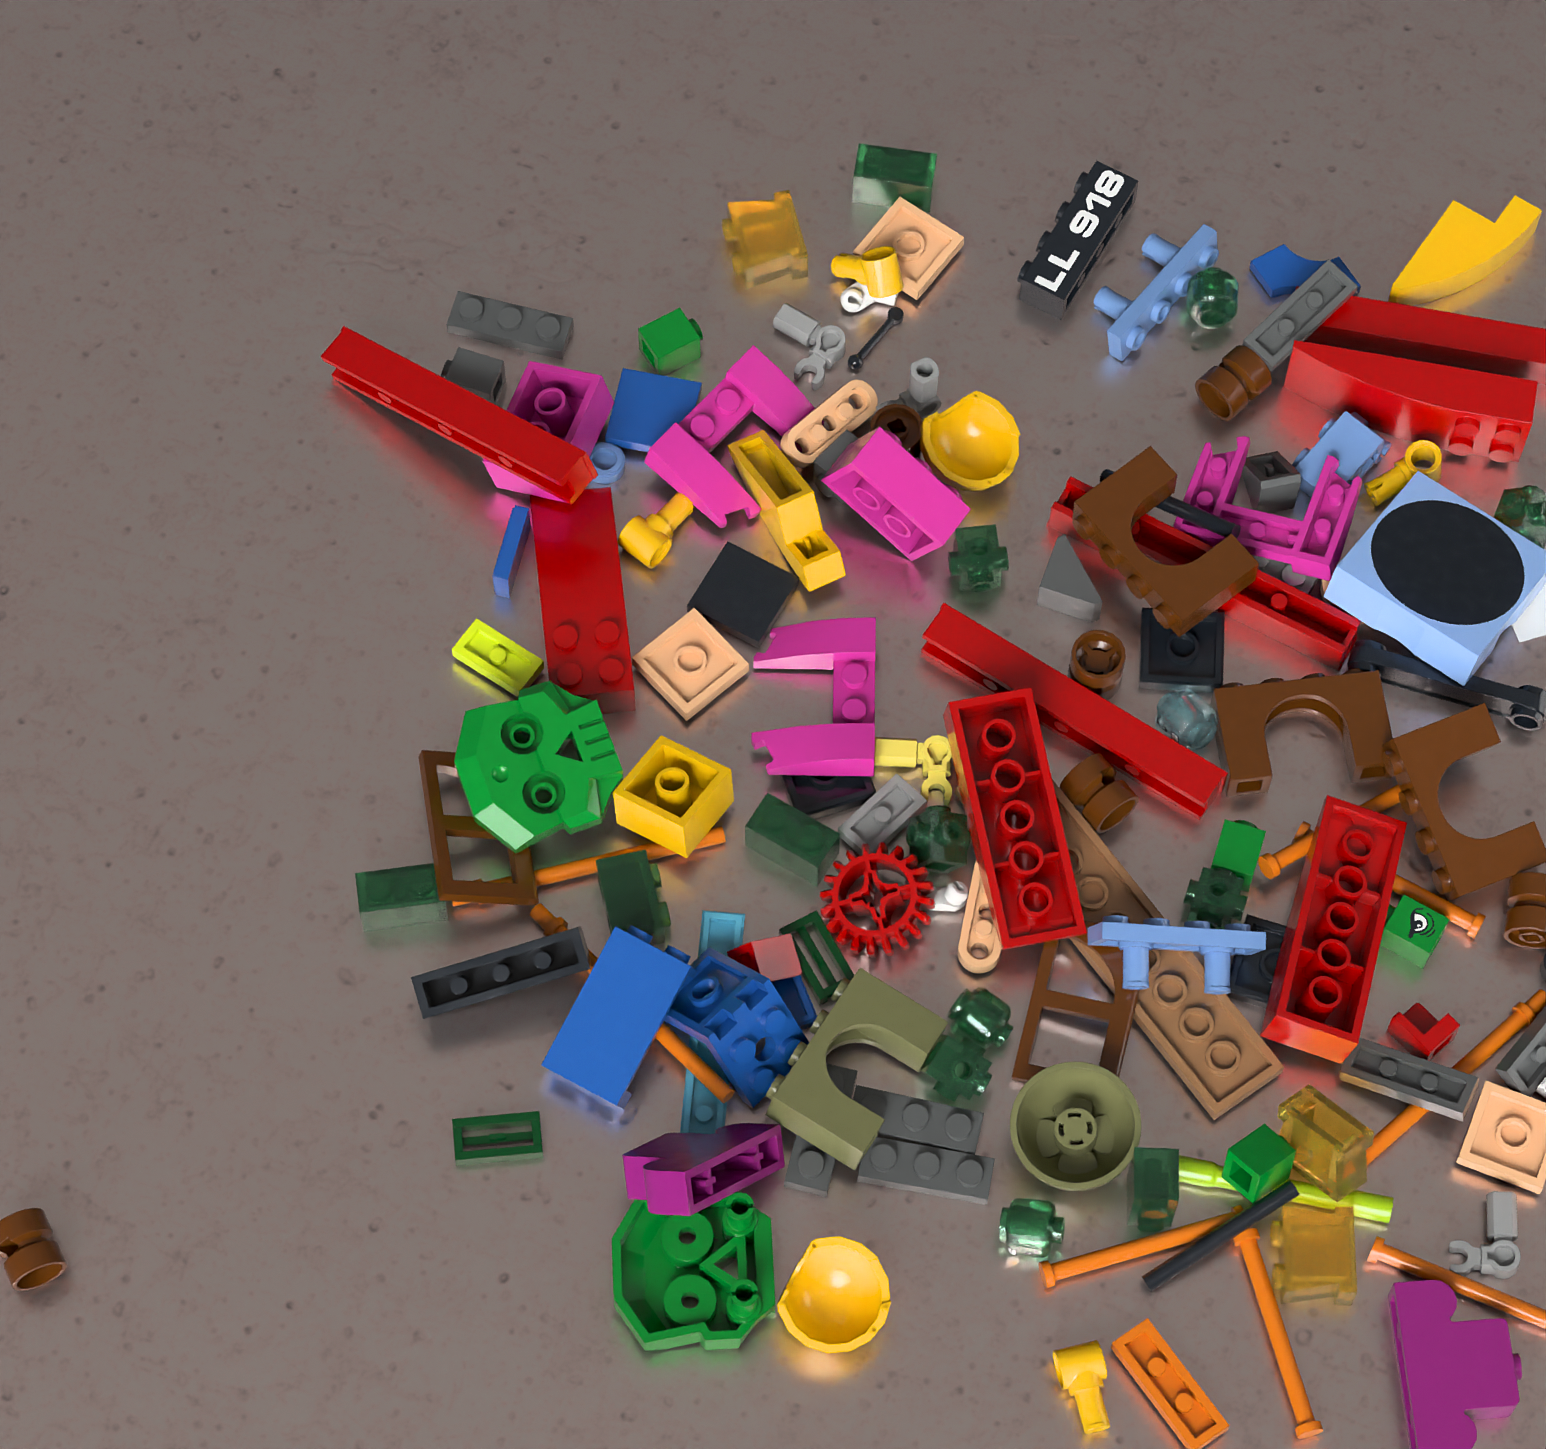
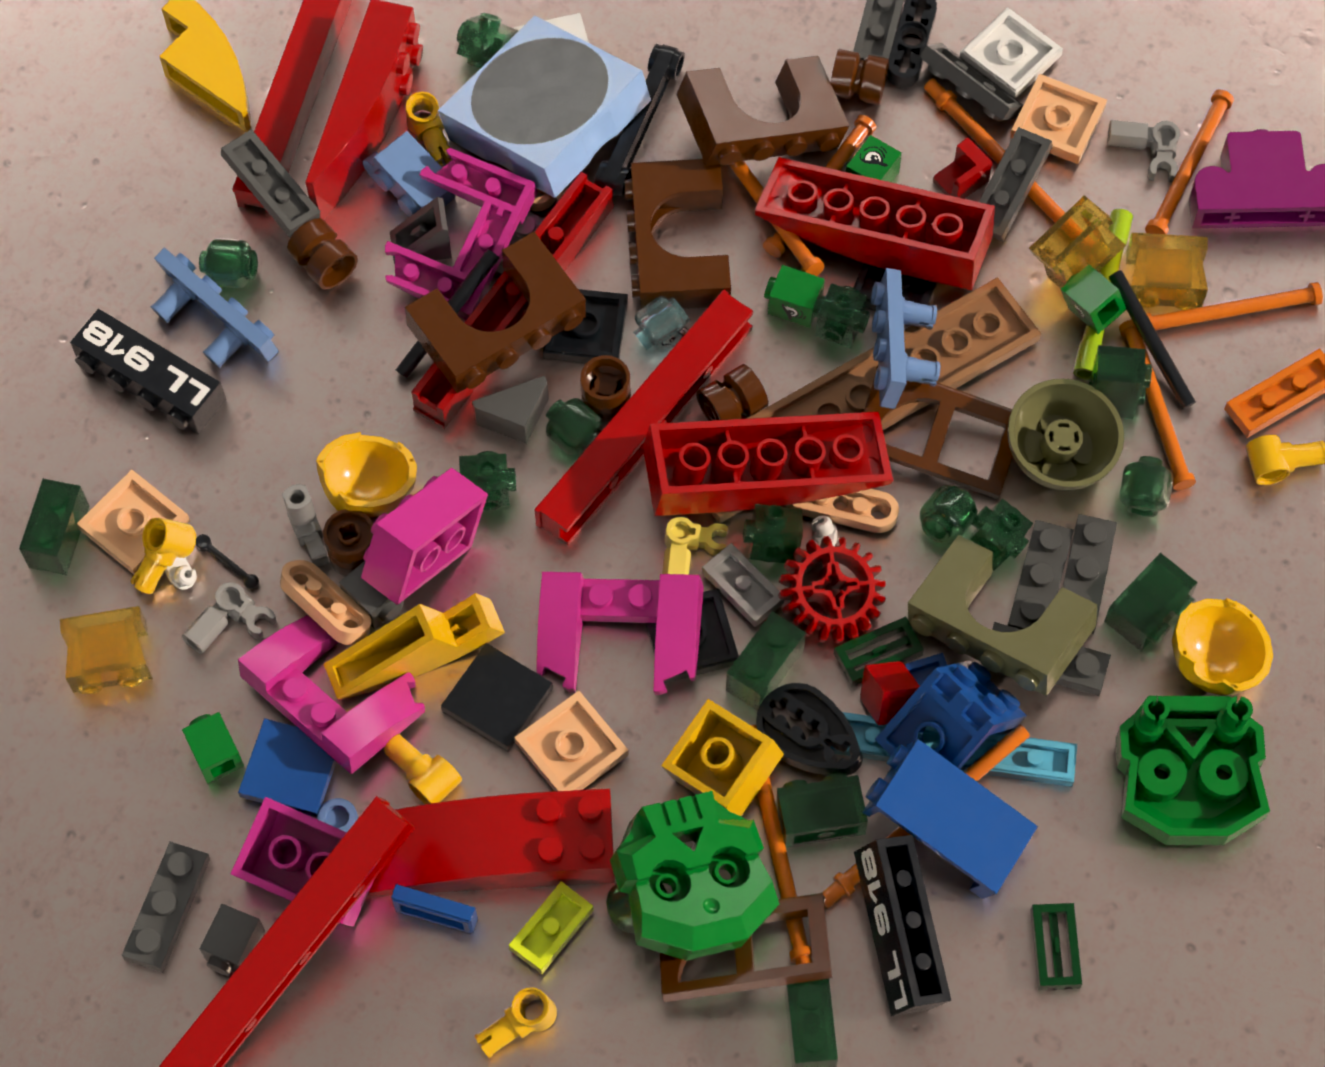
camera: 85 degrees left, 0 degrees up
(402, 634) = (515, 1022): none -> yellow pin
(696, 1170) = (1112, 749): magenta brick -> none
(704, 869) = (816, 710): none -> black piece
(892, 1232) = (1151, 602): none -> clear green brick
(1051, 637) = (572, 425): none -> clear green head
(1283, 270) = (206, 203): blue tile -> none

